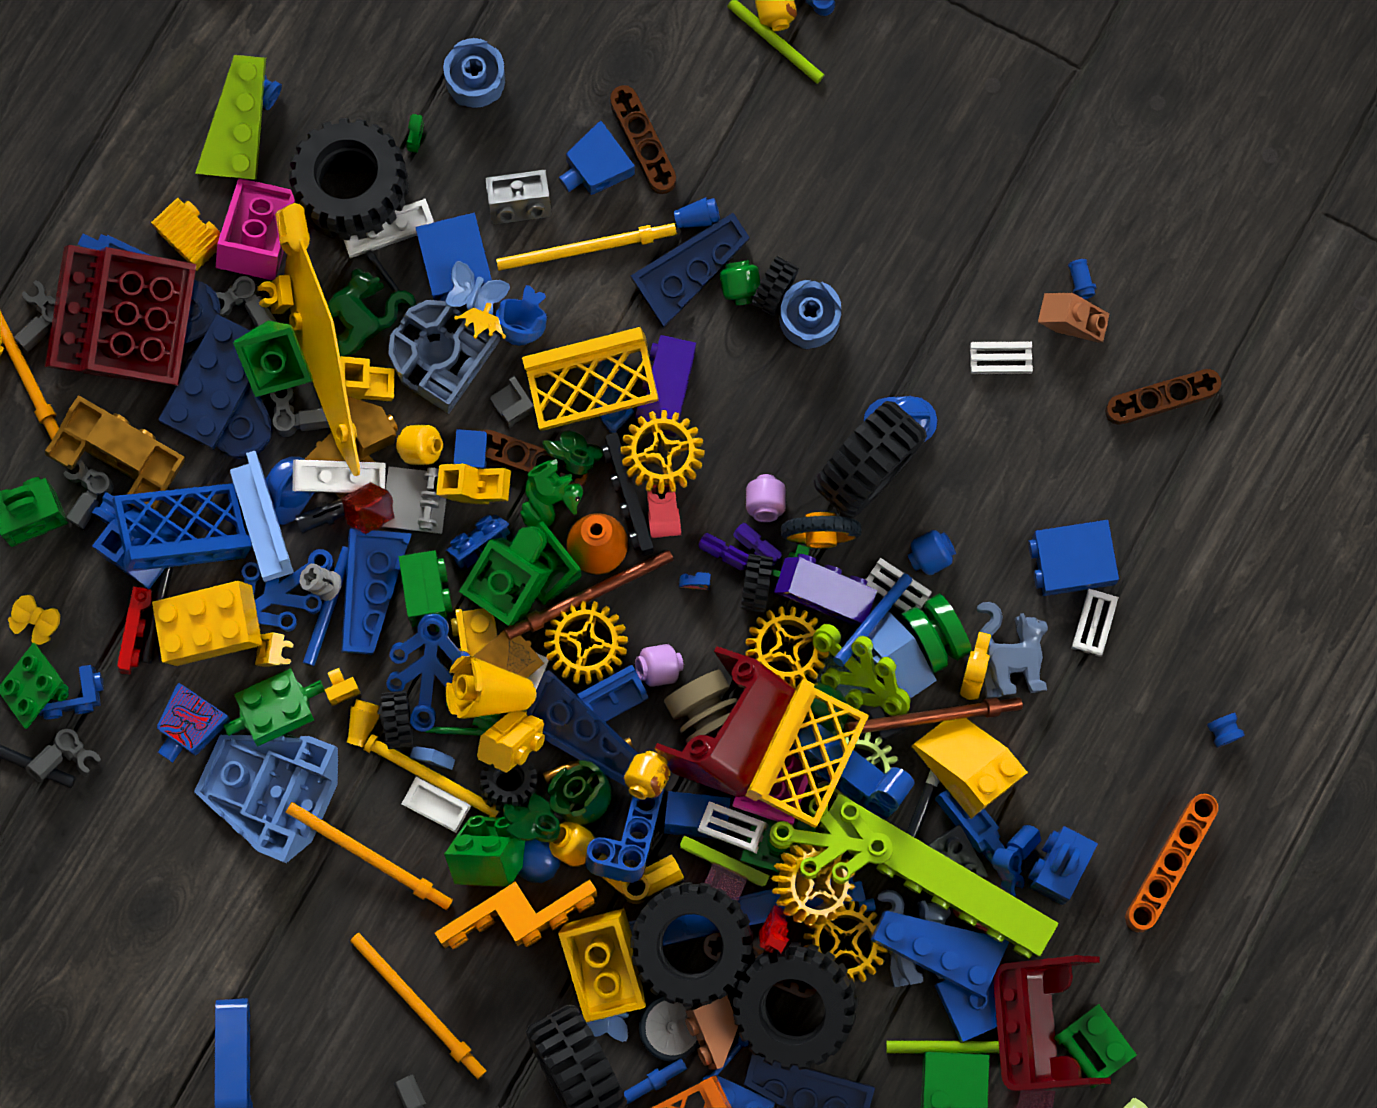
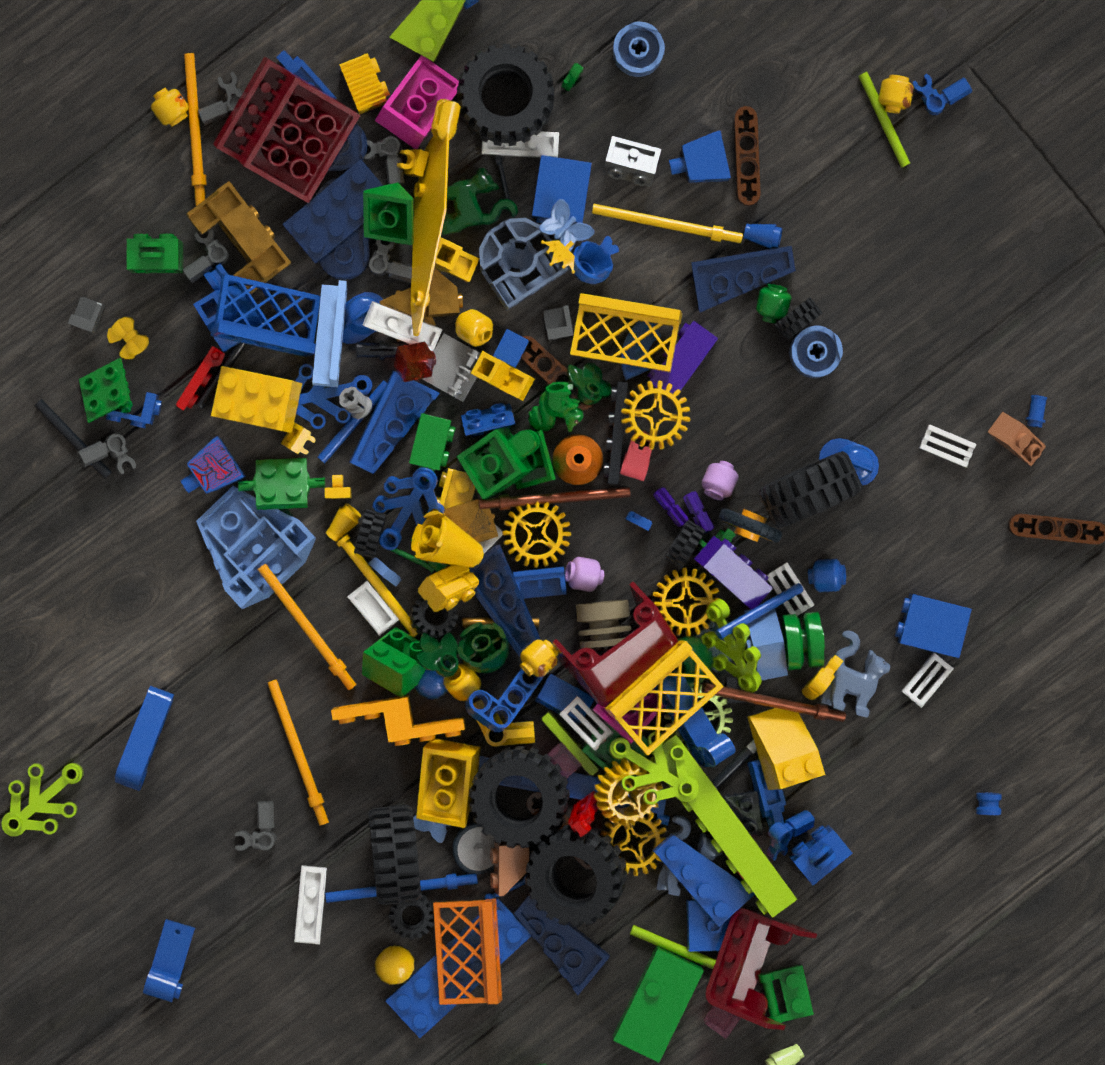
camera: 25 degrees right, 10 degrees up
(1184, 854) = (915, 884): orange beam -> none

